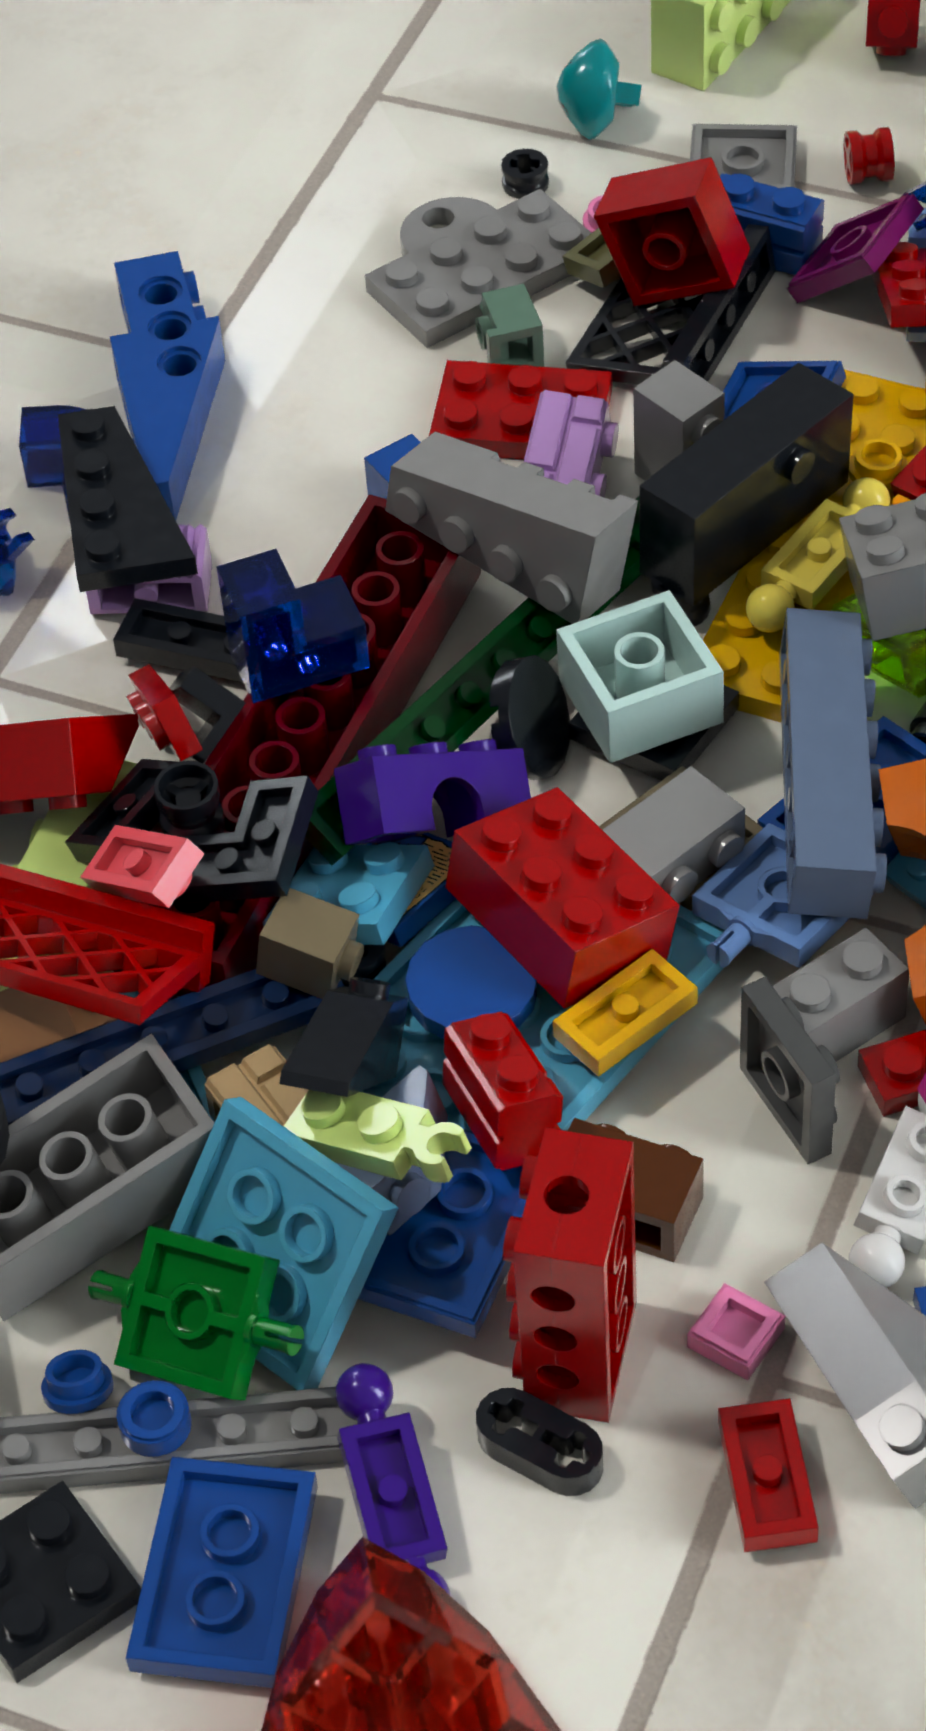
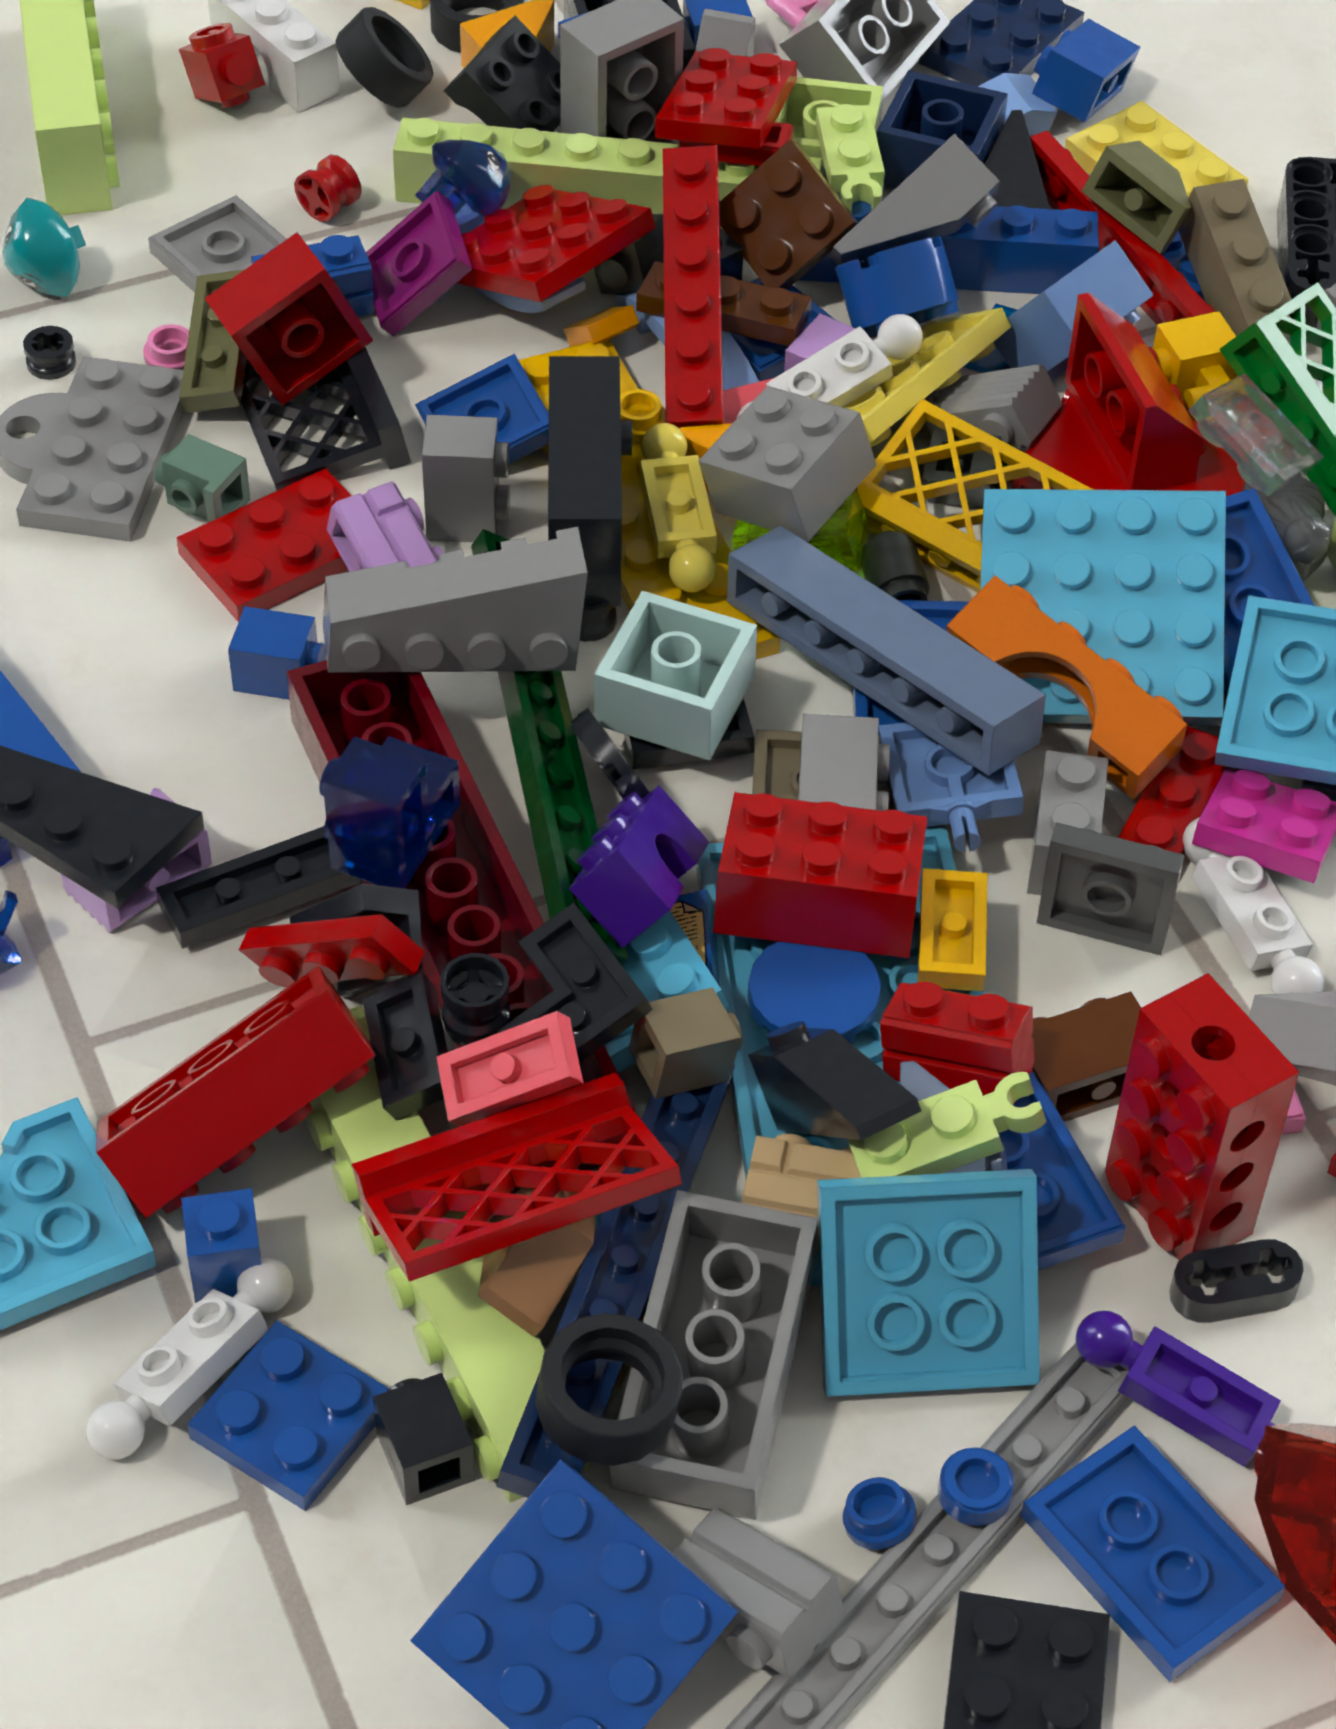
camera: 50 degrees left, 0 degrees up
(196, 1312) = (924, 1381): green plate -> none

